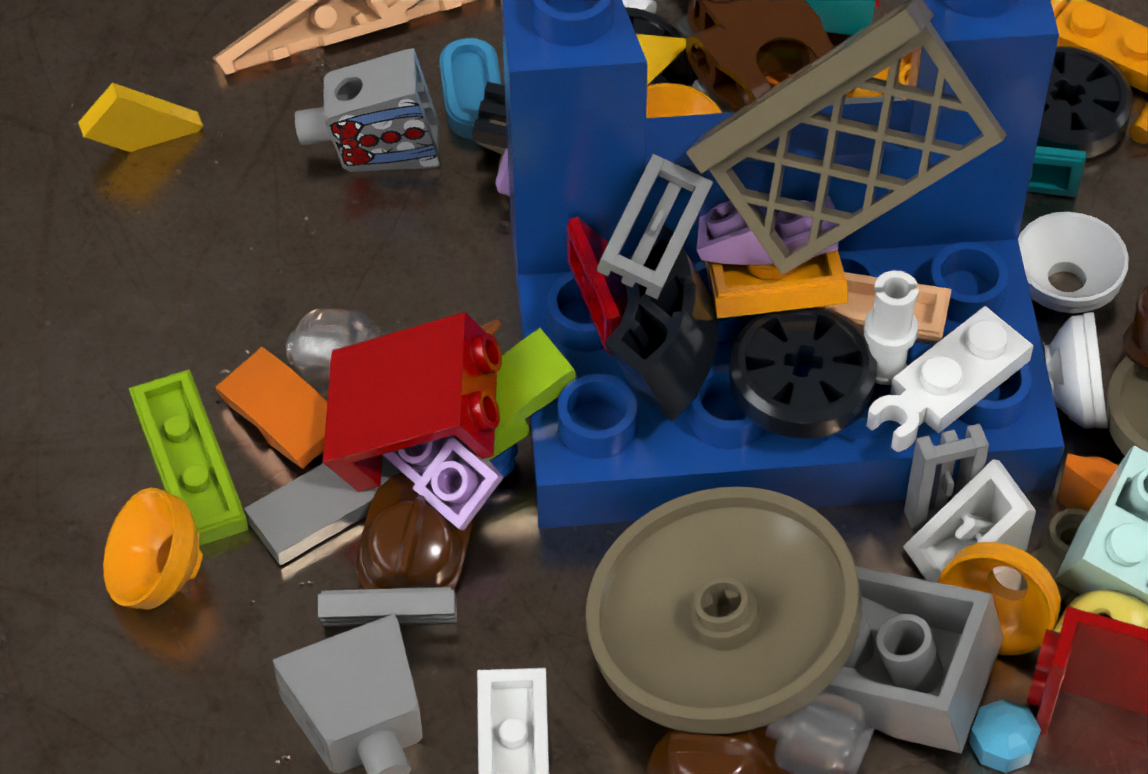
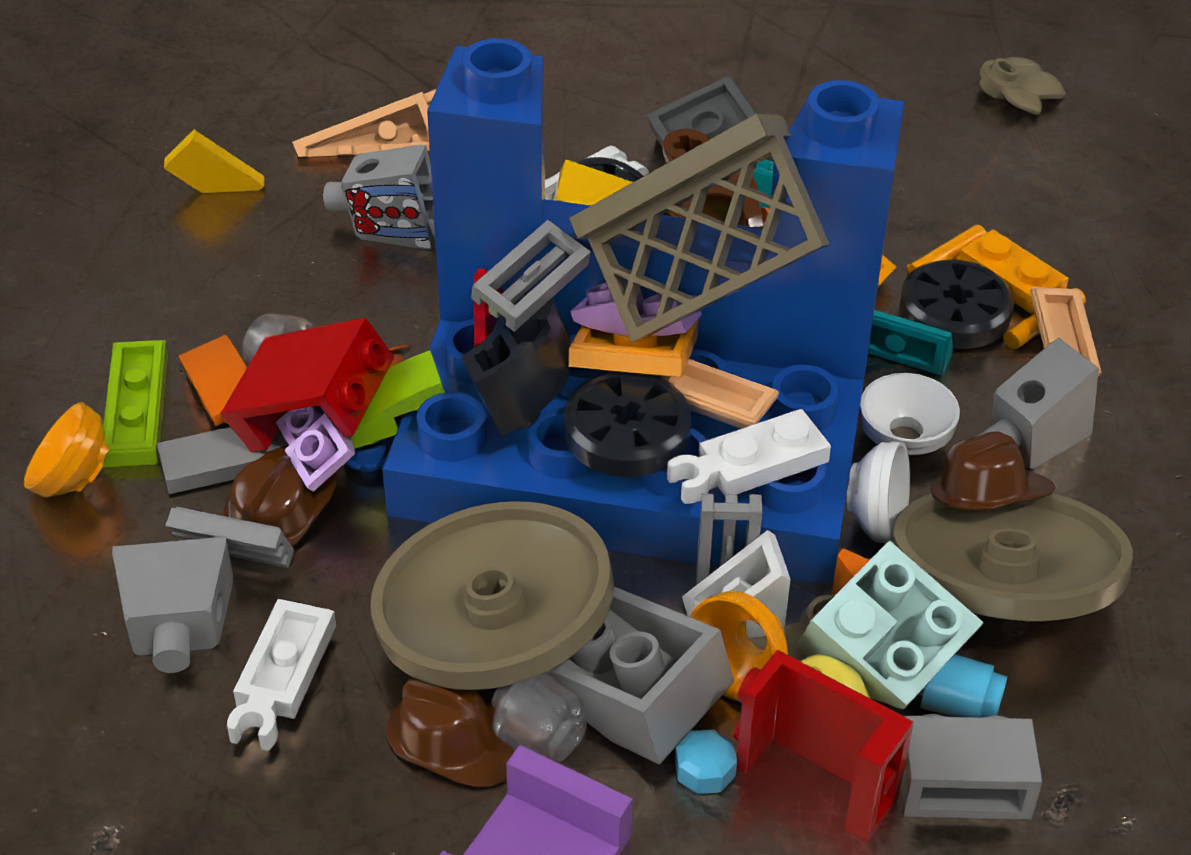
camera: 15 degrees right, 10 degrees down
(891, 323) = (705, 393): white pin -> none

